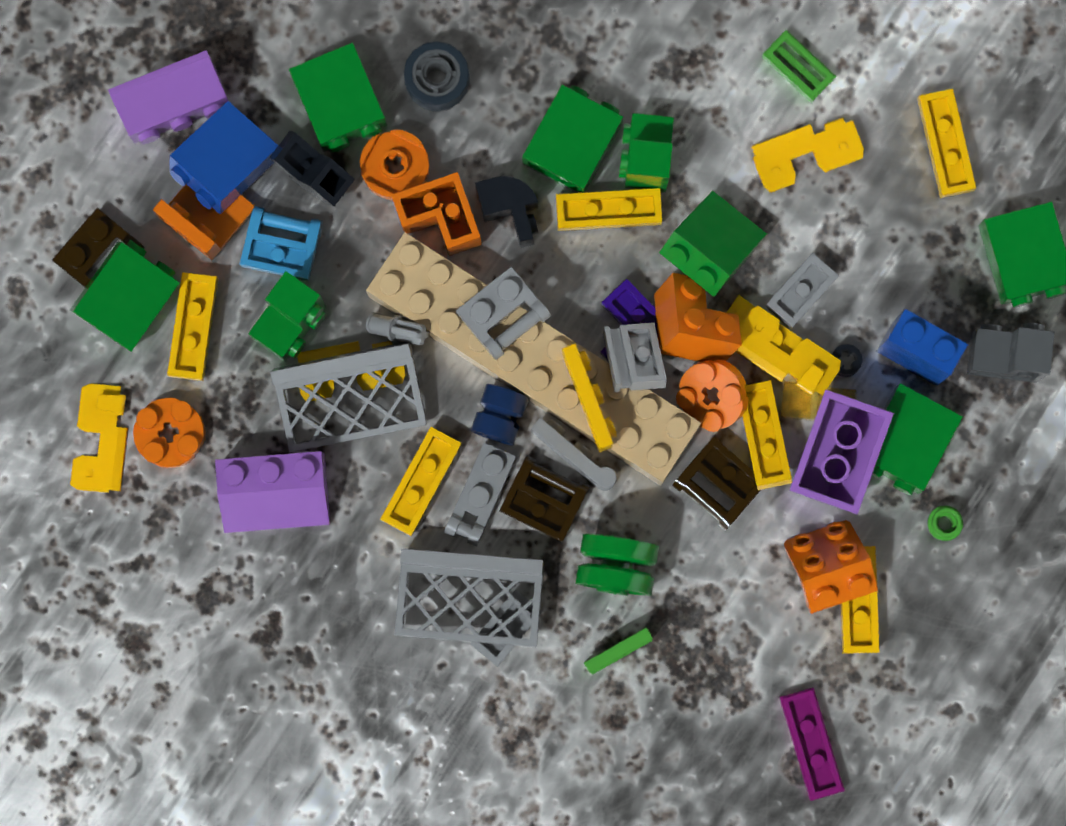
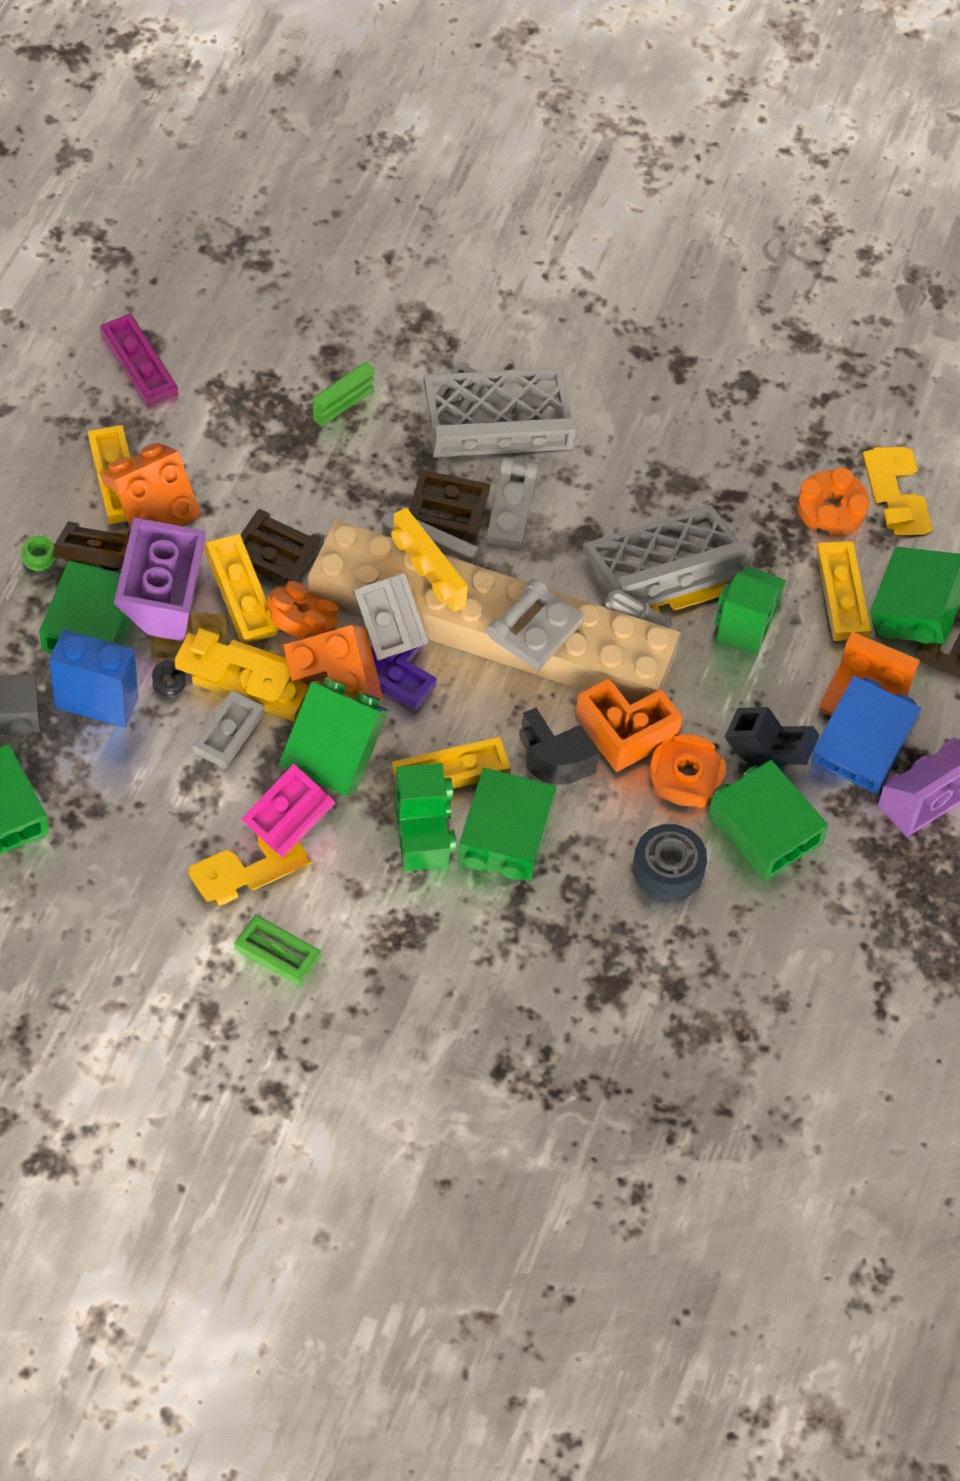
camera: 160 degrees right, 25 degrees down
(273, 491) = (717, 472): medium lavender slope -> none
(280, 254) = (780, 668): dark azure plate -> none
(421, 481) = (573, 500): yellow plate -> none
(499, 414) = (514, 553): dark blue wheel -> none
(617, 559) = (363, 448): green wheel -> none
(766, 187) = (288, 811): none -> dark pink plate
(897, 504) = (91, 546): none -> dark brown plate
(946, 143) = (99, 897): yellow plate -> none

